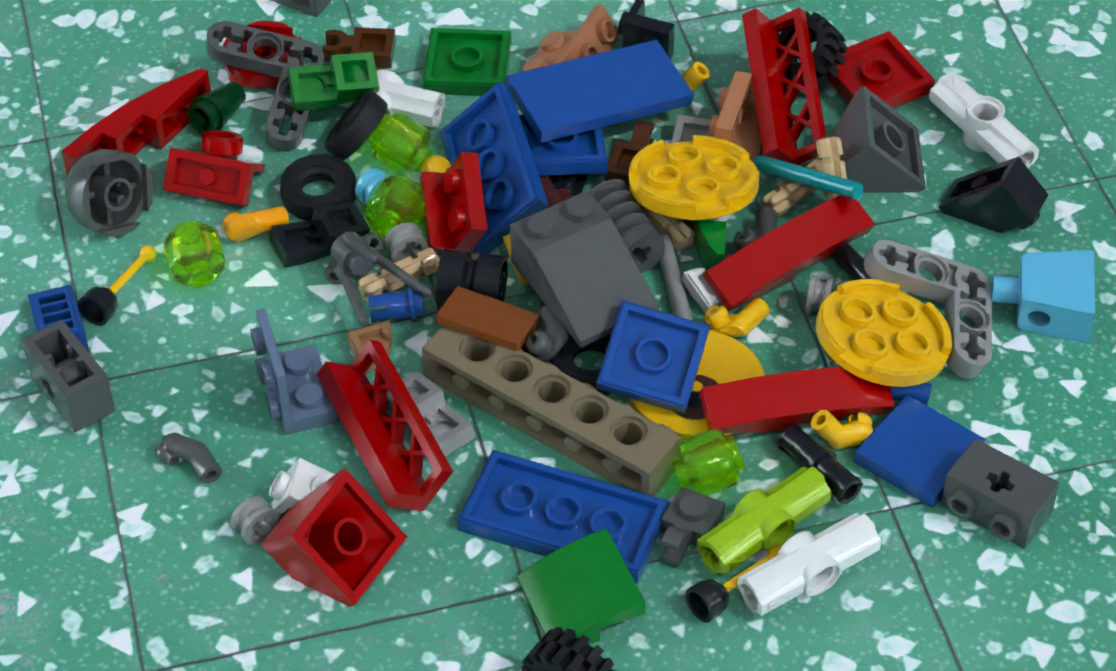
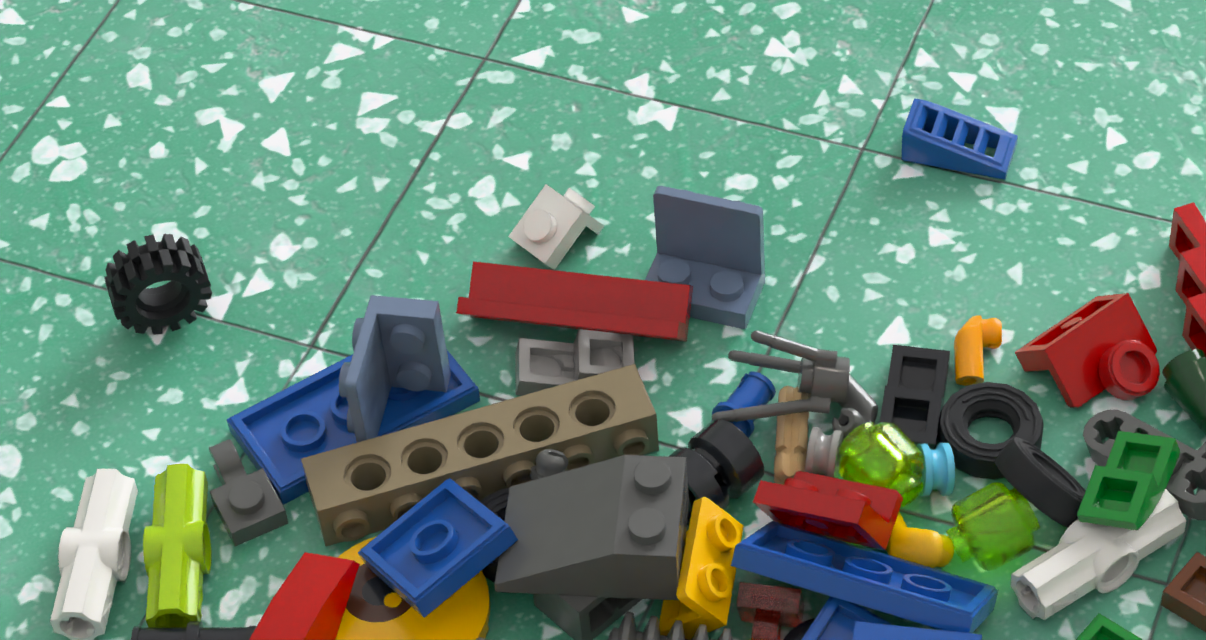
camera: 130 degrees right, 0 degrees up
(68, 375) = (851, 99): dark grey brick -> none
(99, 303) = (953, 178): black hinge -> none
(109, 191) = (1107, 225): dark grey cylinder -> none
(194, 254) = (953, 265): clear neon green head -> none
(194, 451) = (692, 171): dark grey arm -> none
(254, 520) = (560, 171): light grey bush -> none
(335, 539) = (472, 205): red slope -> none
(381, 332) = (711, 369): medium nougat tile -> none
(488, 319) = (631, 425): dark orange panel -> none
(548, 461) = (393, 346): none -> sand blue bracket
(582, 587) = (248, 367): green slope -> none
(709, 462) = (279, 539): clear neon green head -> none
(709, 598) = (144, 456): black hinge -> none

